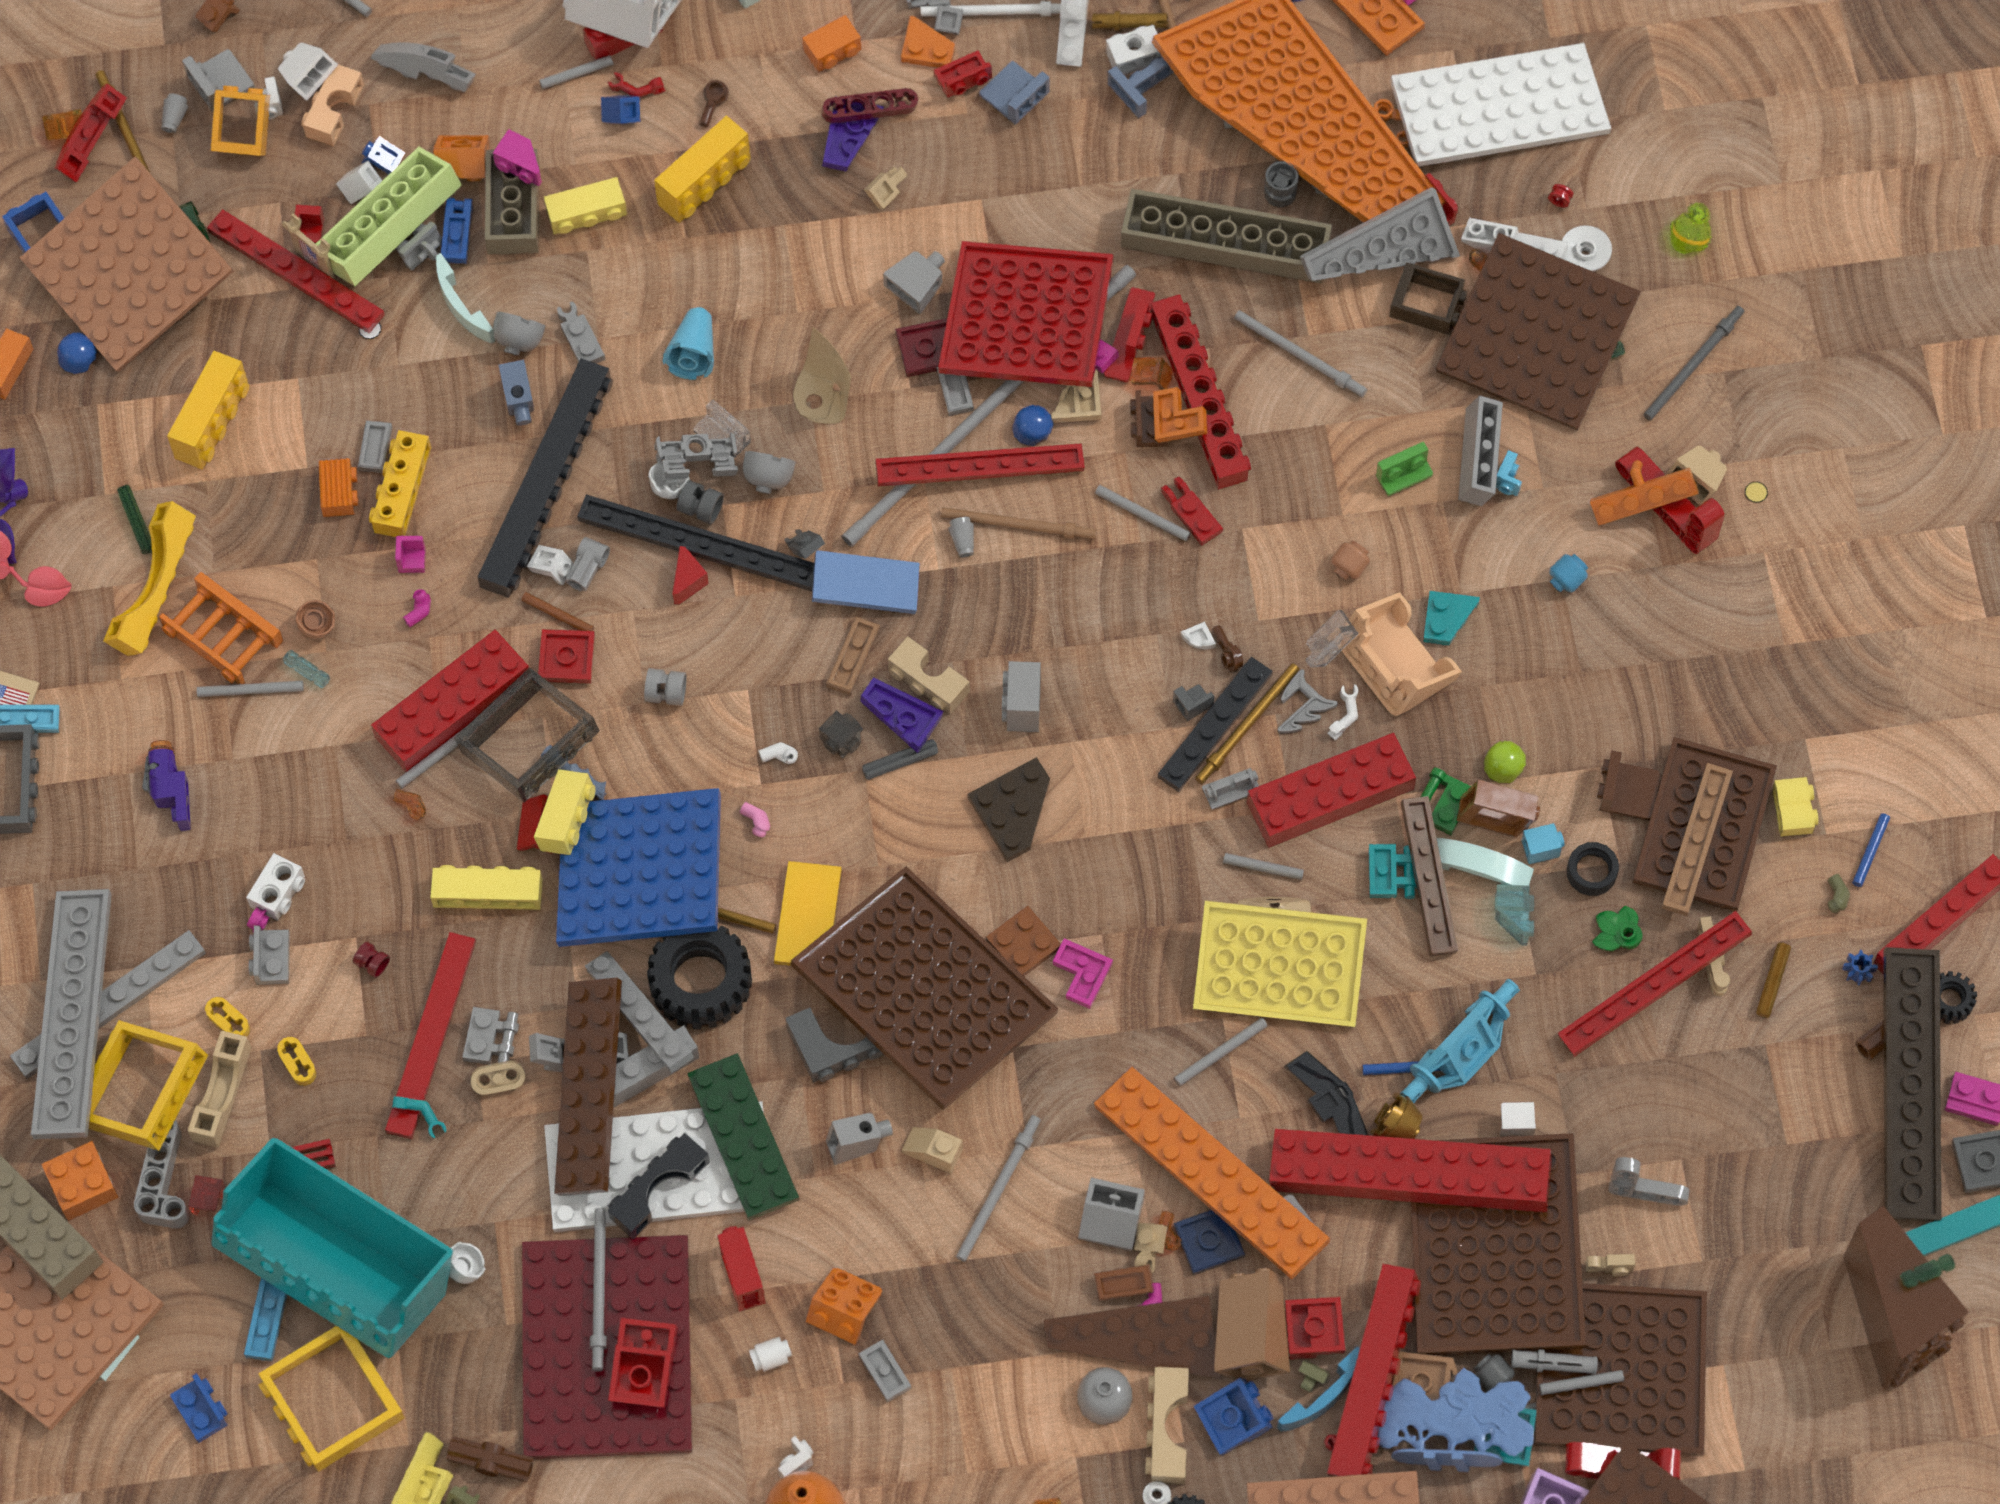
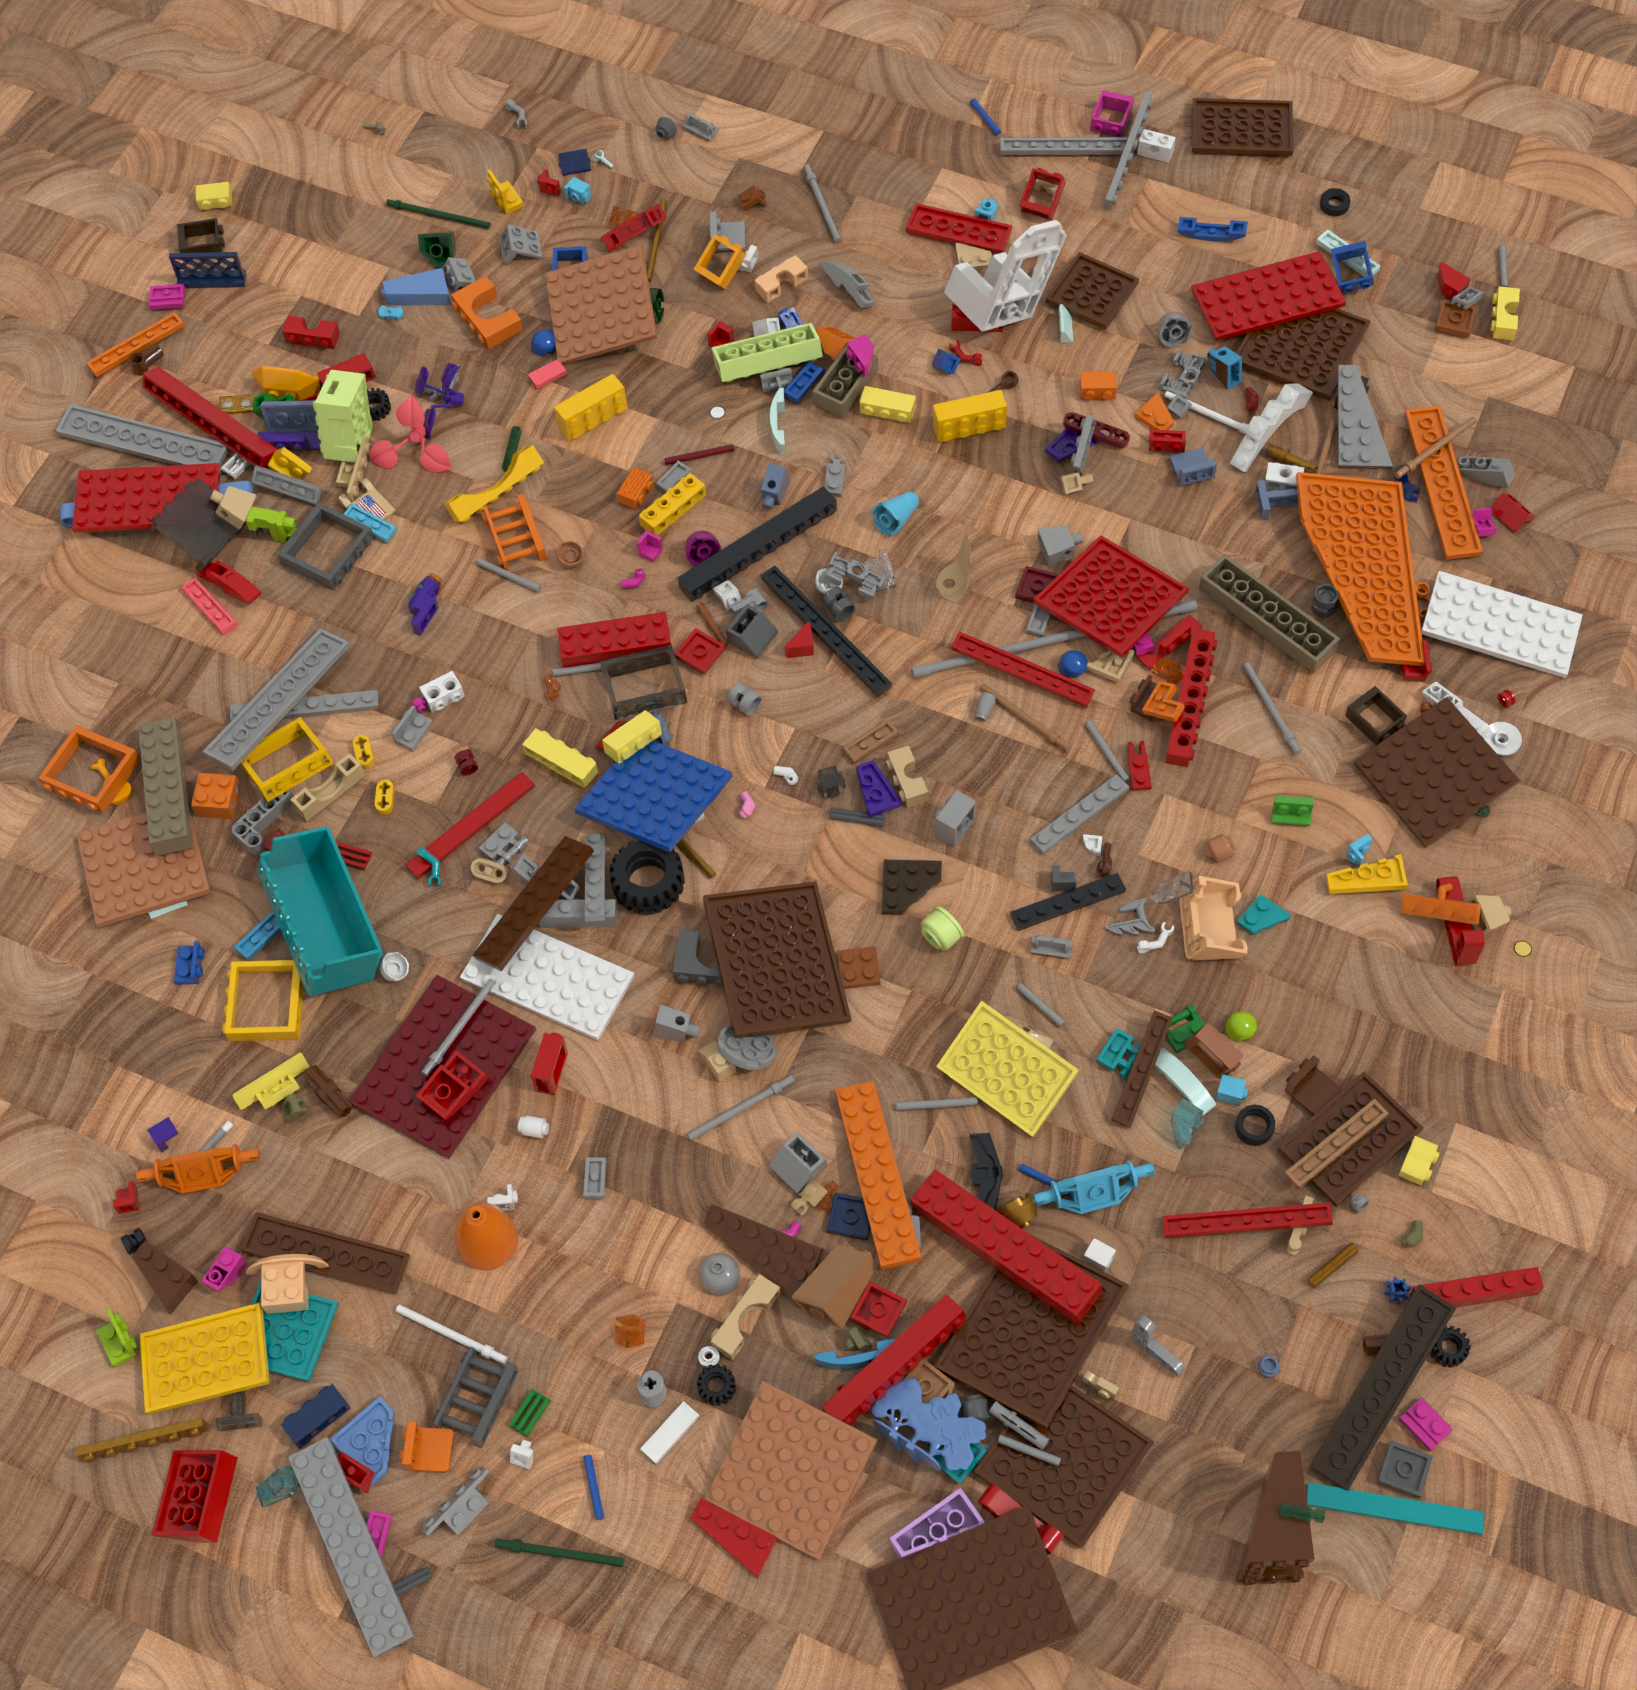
camera: 35 degrees right, 5 degrees down
(111, 393) = (547, 374): none -> coral tile
(173, 112) = (689, 240): light grey cone -> none
(295, 271) = (697, 359): red plate -> none
(306, 68) = (777, 251): white torso -> none
(306, 669) = (547, 580): clear light blue axle -> none
(313, 254) = (710, 348): tan flag -> none
(386, 398) = (699, 454): none -> dark red bar
(480, 521) = (701, 546): none -> magenta cylinder
(517, 333) = (797, 454): light grey cylinder -> none
(576, 72) = (935, 329): light grey bar -> none
(616, 596) = (751, 631): none -> dark grey slope
(681, 1160) = (511, 989): black arch -> none
(743, 1136) = (606, 986): dark green plate -> none
(767, 471) = (890, 606): light grey cylinder -> none
(804, 543) = (884, 659): dark grey plate -> none
(806, 908) = (742, 871): yellow tile -> none
(843, 1305) = (597, 1121): orange bracket -> none
(865, 582) = (906, 701): medium blue tile -> none
(871, 134) = (1083, 443): none -> light grey plate
(967, 1119) = (746, 1052): none -> light grey tile
(1089, 971) = (886, 1008): dark pink plate -> none
(1095, 840) = (941, 929): none -> yellowish green wheel
(1124, 1282) = (777, 1210): dark orange tile -> none
(1160, 609) = (1079, 814): none -> light grey plate
(1216, 760) = (1052, 924): pearl gold bar -> none
(1234, 1415) = (790, 1335): blue plate -> none
(1331, 790) = (1114, 981): red brick -> none
(1402, 234) = (1383, 666): light grey wing -> none
(1480, 451) = (1349, 825): light grey brick -> none
(1545, 497) = (1379, 876): none -> yellow wing
(1568, 573) = (1359, 931): dark azure head -> none
(1614, 928) = (1246, 1171): green plate -> none
(1691, 229) = (1582, 762): clear neon green hair -> none
(1723, 329) = (1565, 834): dark grey bar -> none
(1759, 892) = (1359, 1202): none -> light grey plate
(1775, 1134) = (1268, 1366): none -> sand blue plate
(1871, 850) = (1455, 1219): blue bar -> none

